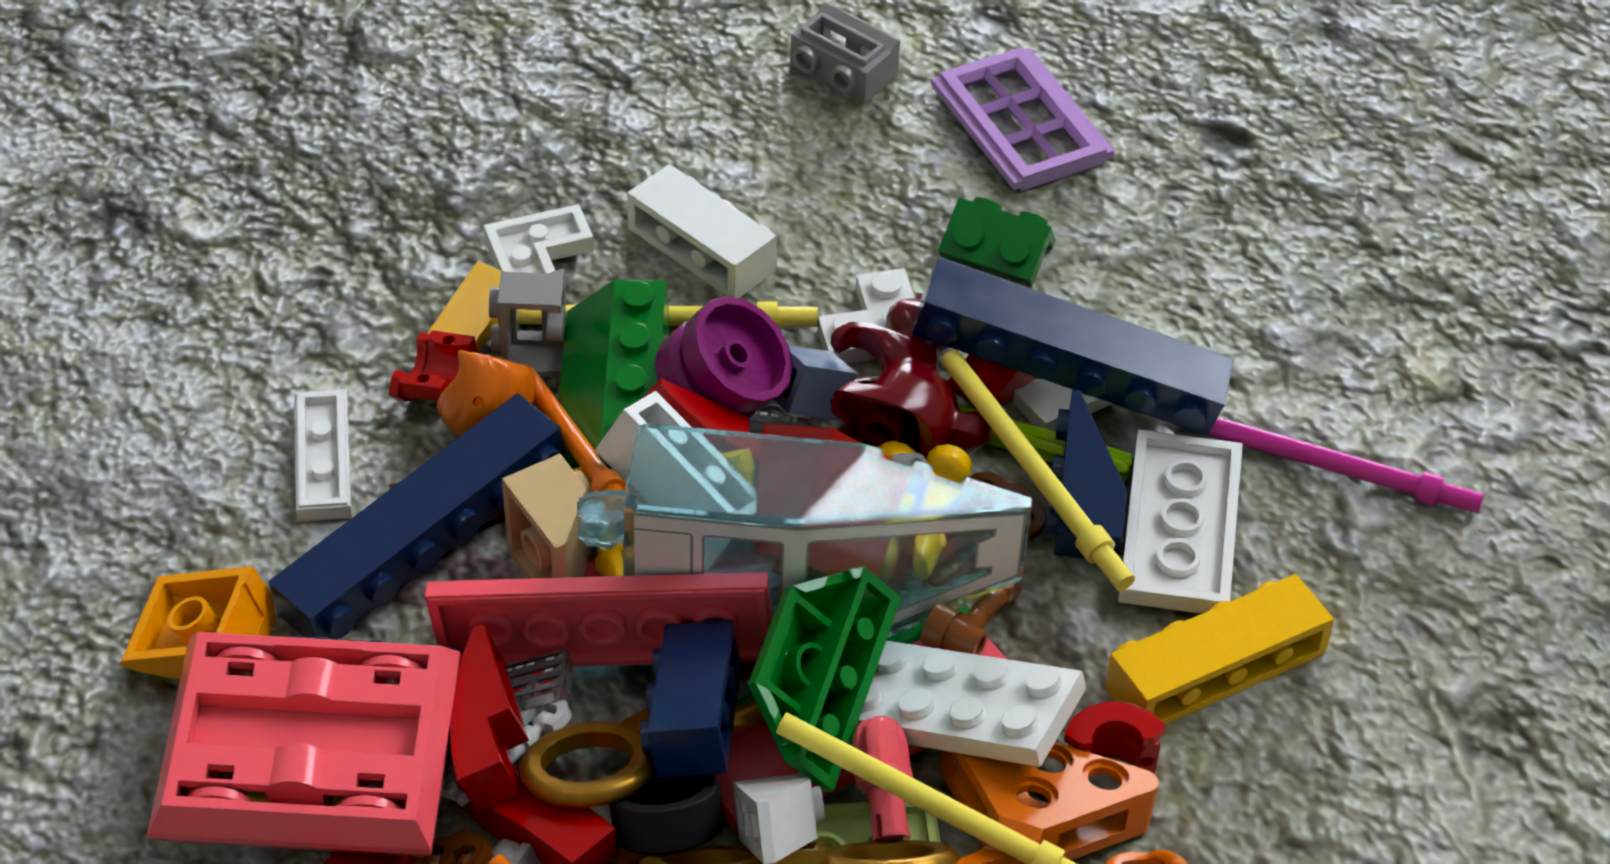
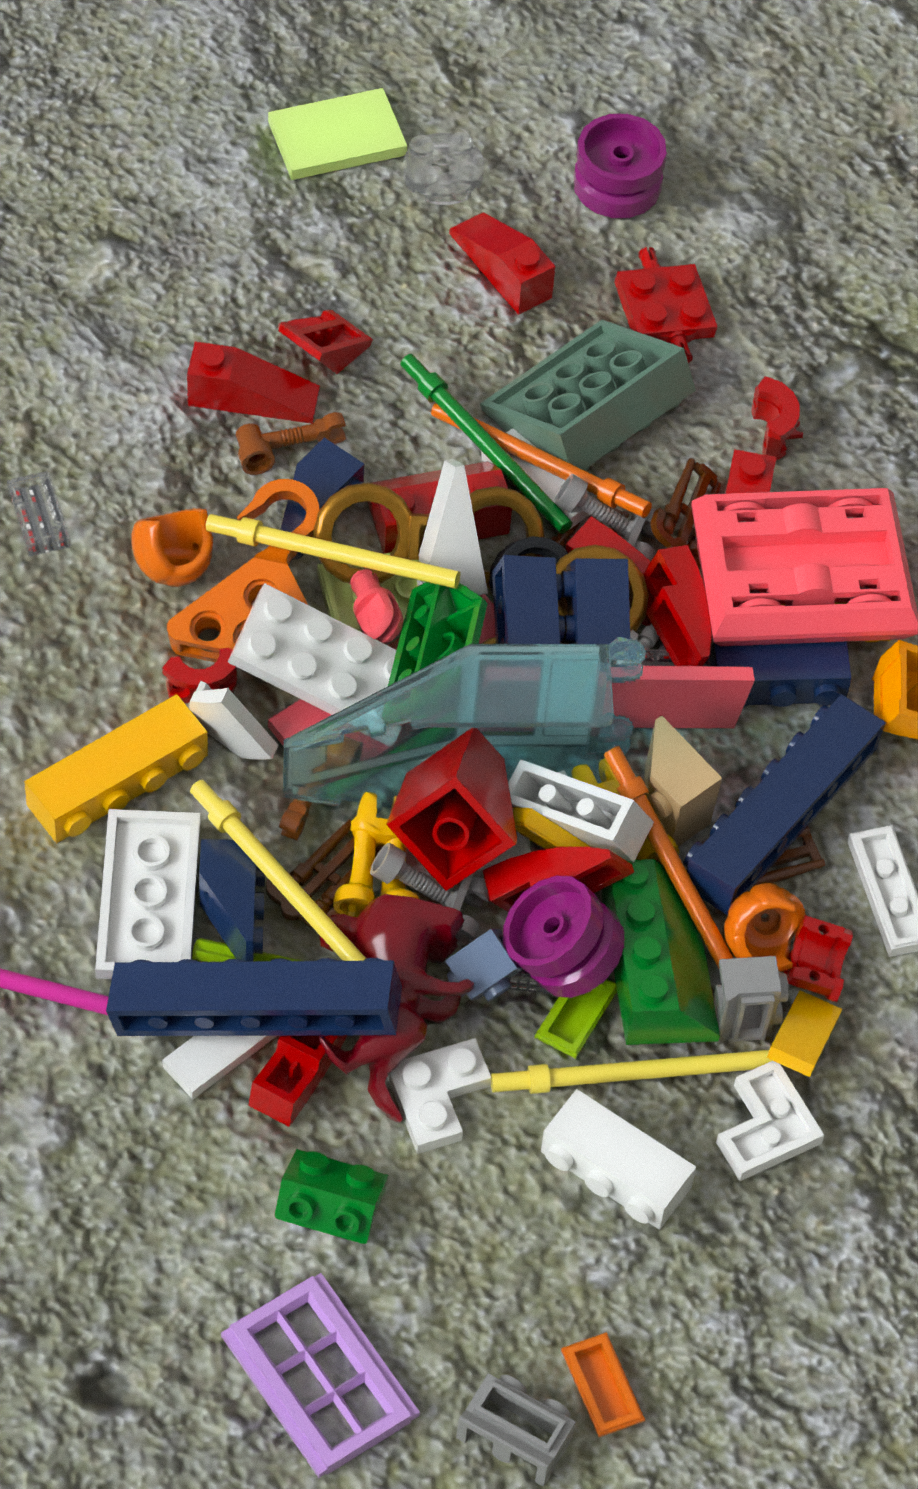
camera: 170 degrees right, 10 degrees up
(601, 701) = (596, 600): none -> dark blue brick
(756, 84) = (602, 1384): none -> orange tile
(1095, 648) = (231, 723): none -> white slope

